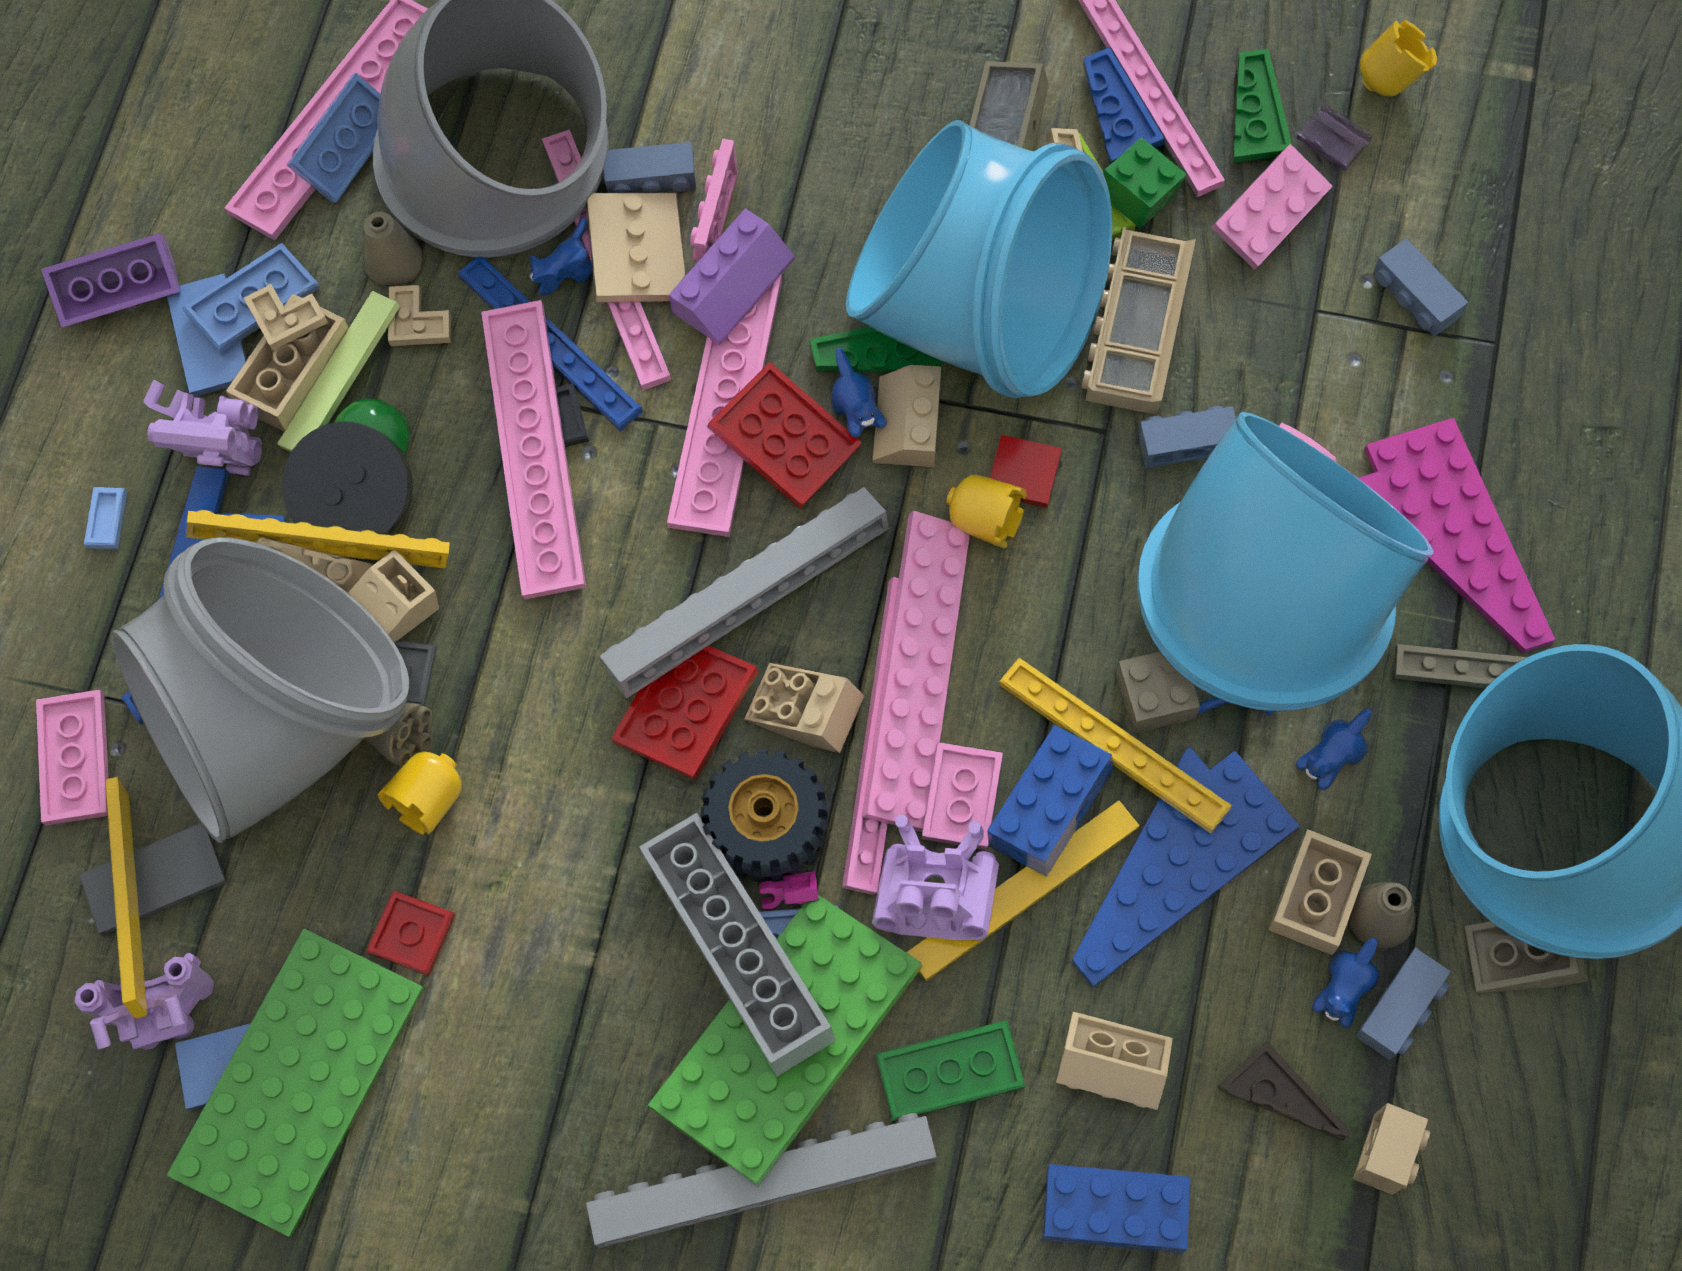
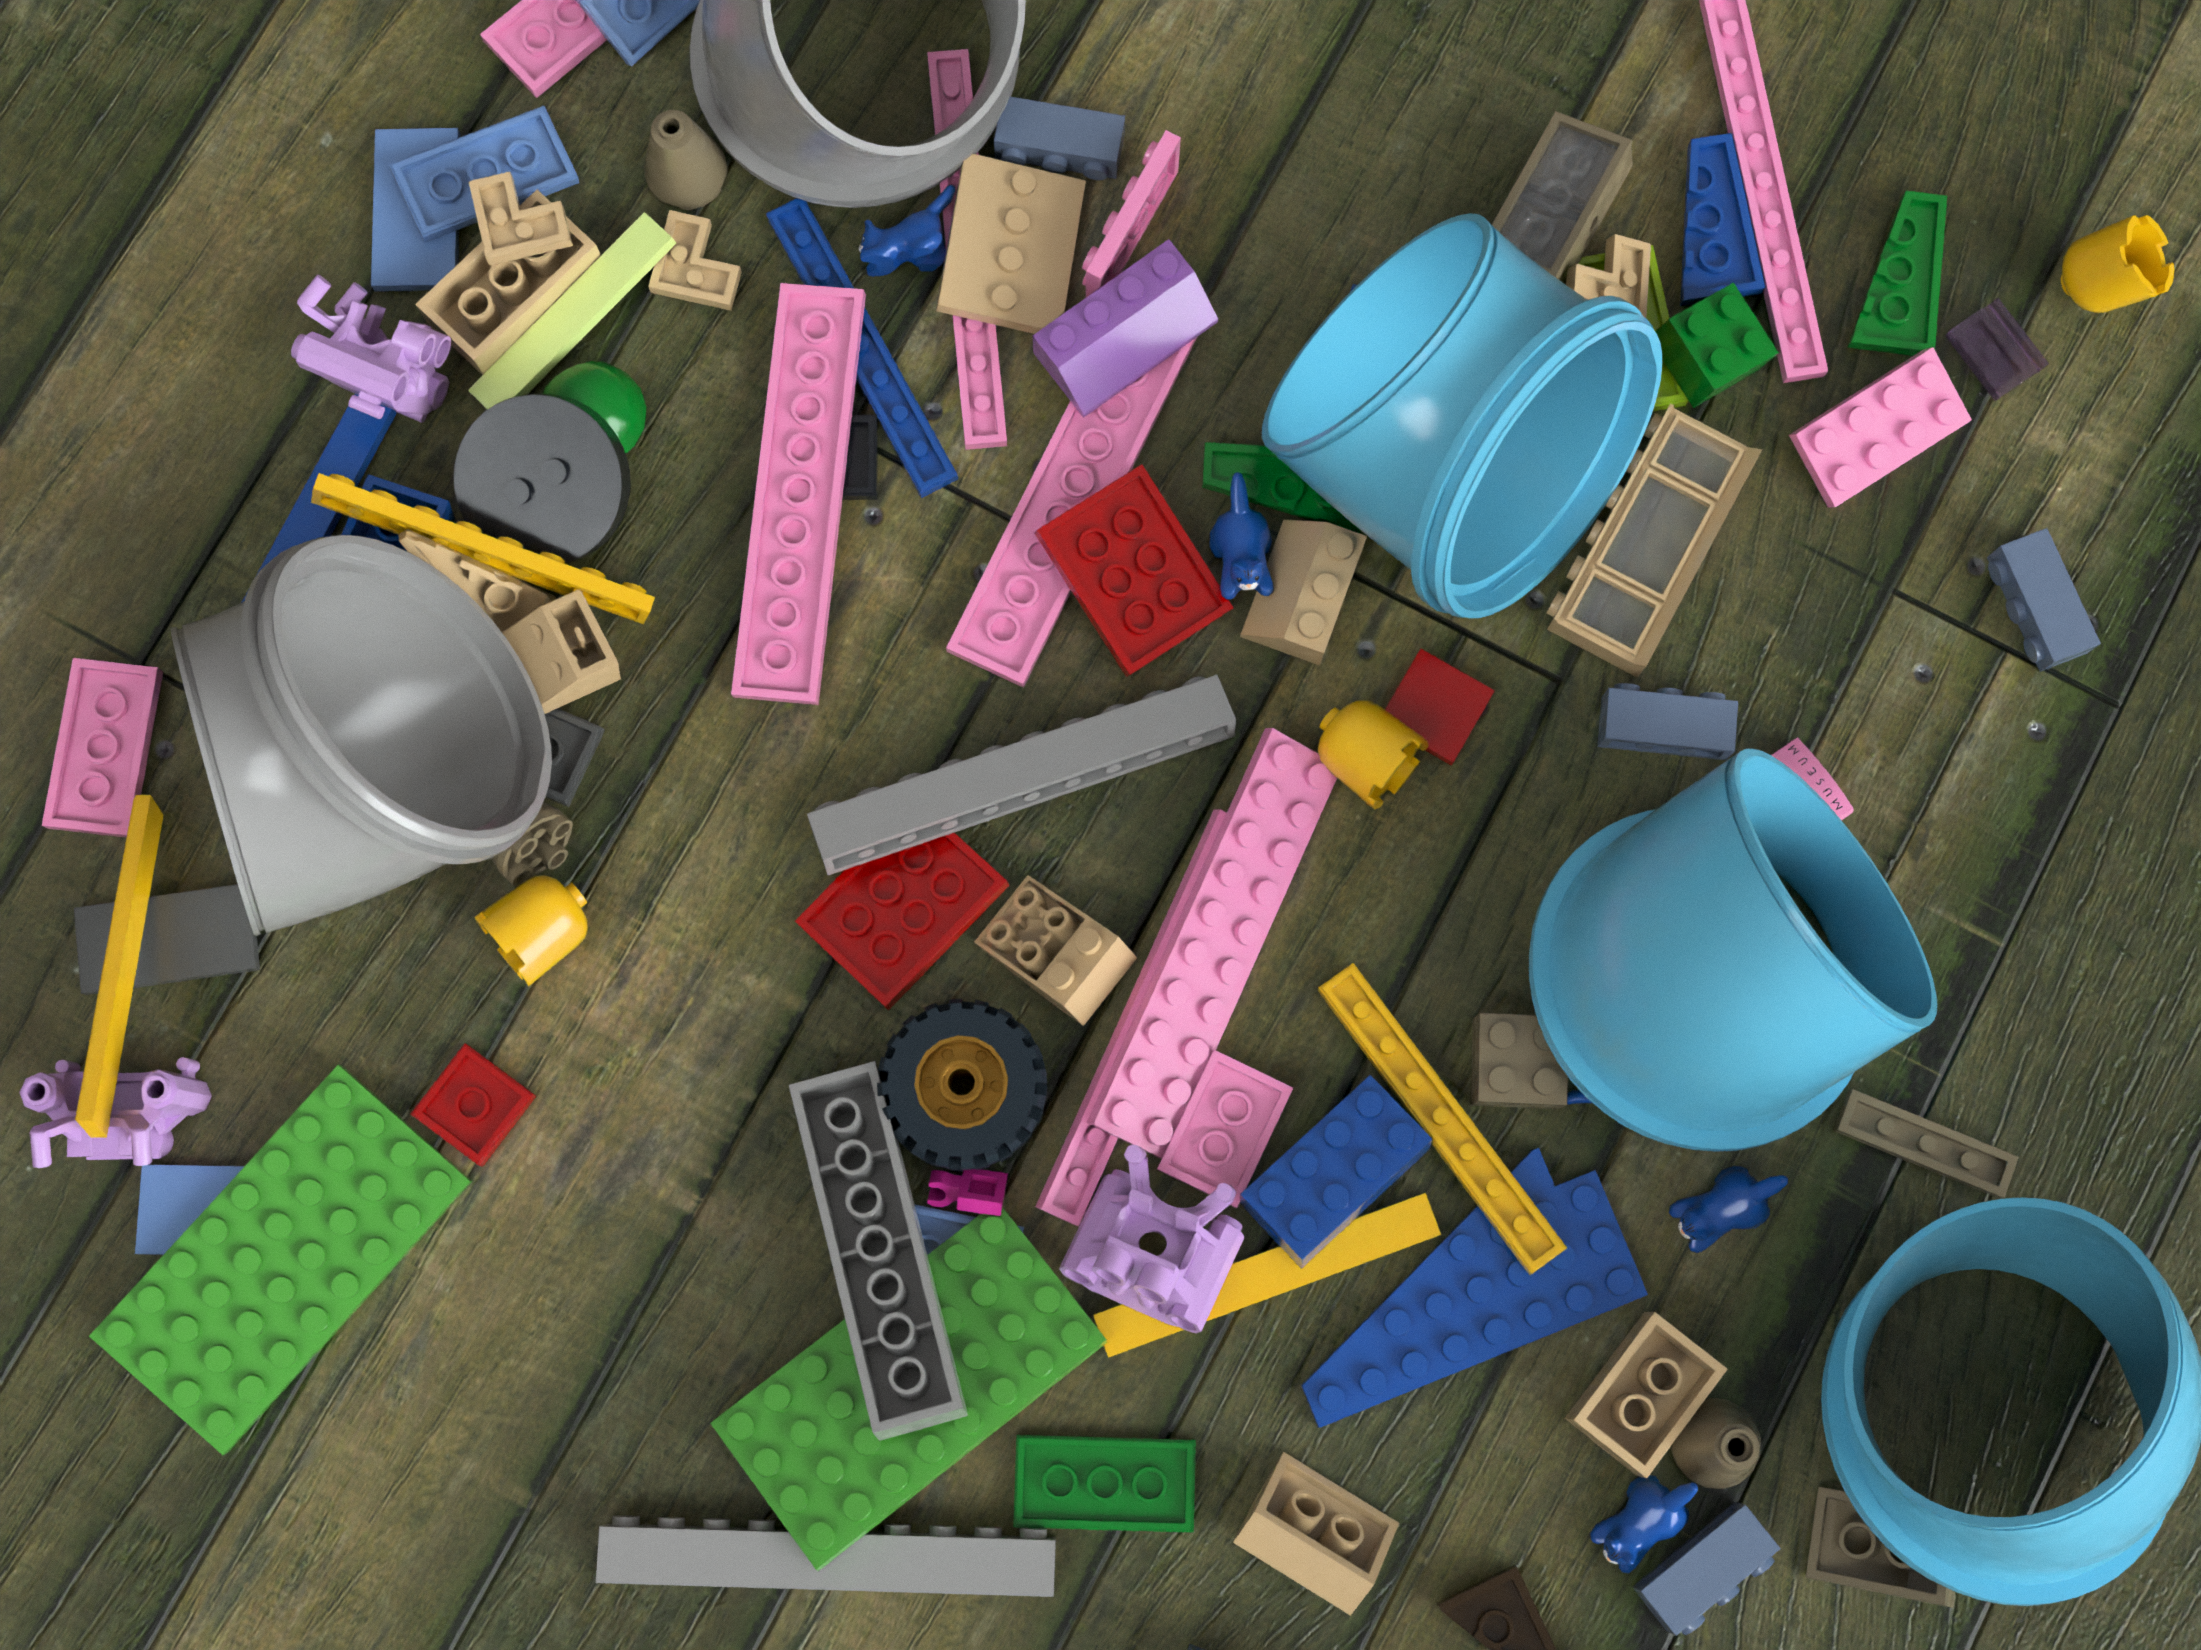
camera: 10 degrees right, 10 degrees up
(105, 518) = (221, 429): light blue tile -> none
(112, 279) = (307, 98): medium lavender slope -> none
(1442, 494) = (1974, 905): dark pink wing -> none

